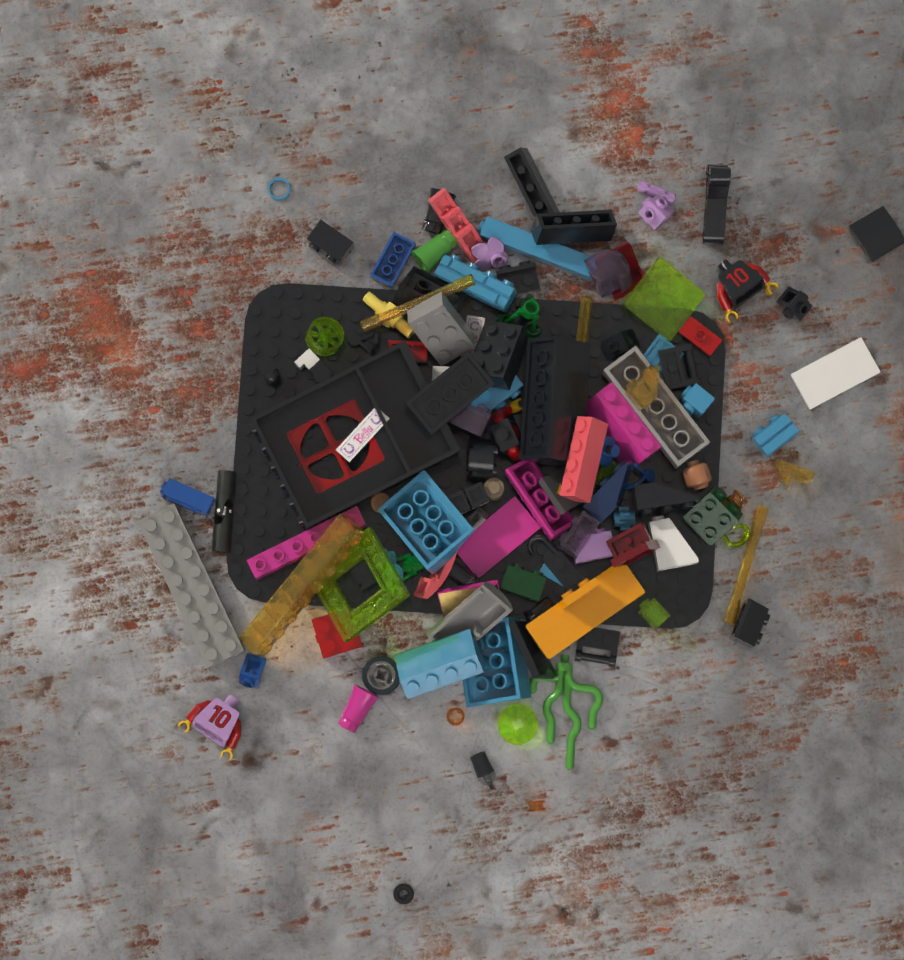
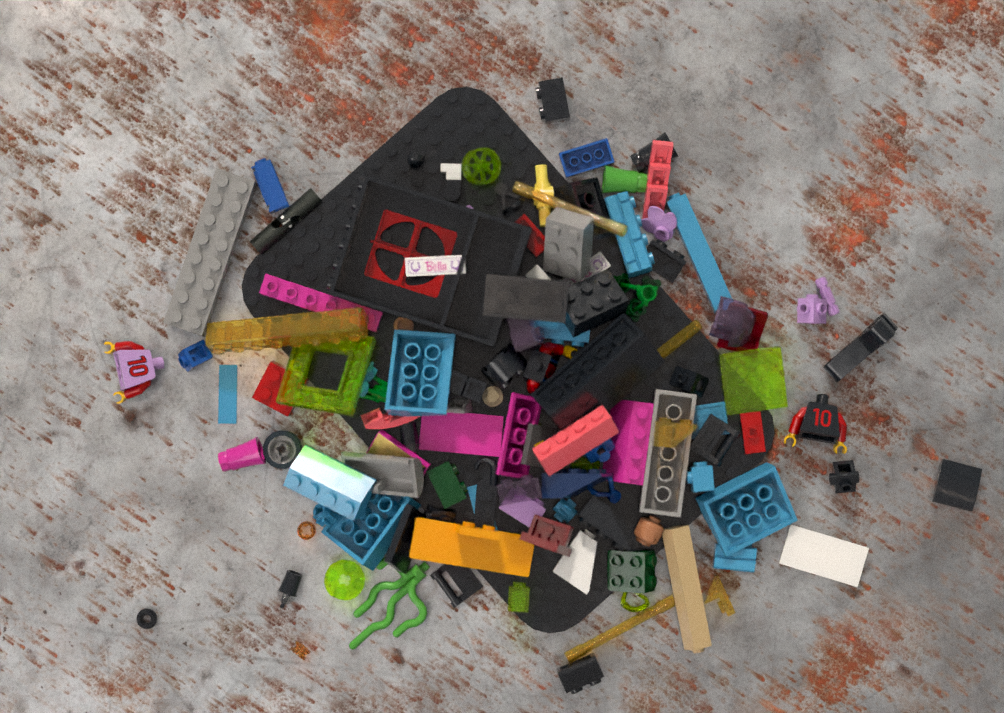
camera: 50 degrees right, 5 degrees up
(278, 198) = (556, 14): dark azure piece -> none
(302, 675) = (227, 394): none -> dark azure sticker
(457, 691) = (324, 515): none -> dark azure gear
(530, 182) = (740, 205): black brick -> none
(573, 227) = (739, 263): black brick -> none
(737, 498) = (661, 576): clear orange bush -> none
(749, 392) = (747, 508): none -> dark azure slope
(764, 489) = (686, 588): none -> tan brick

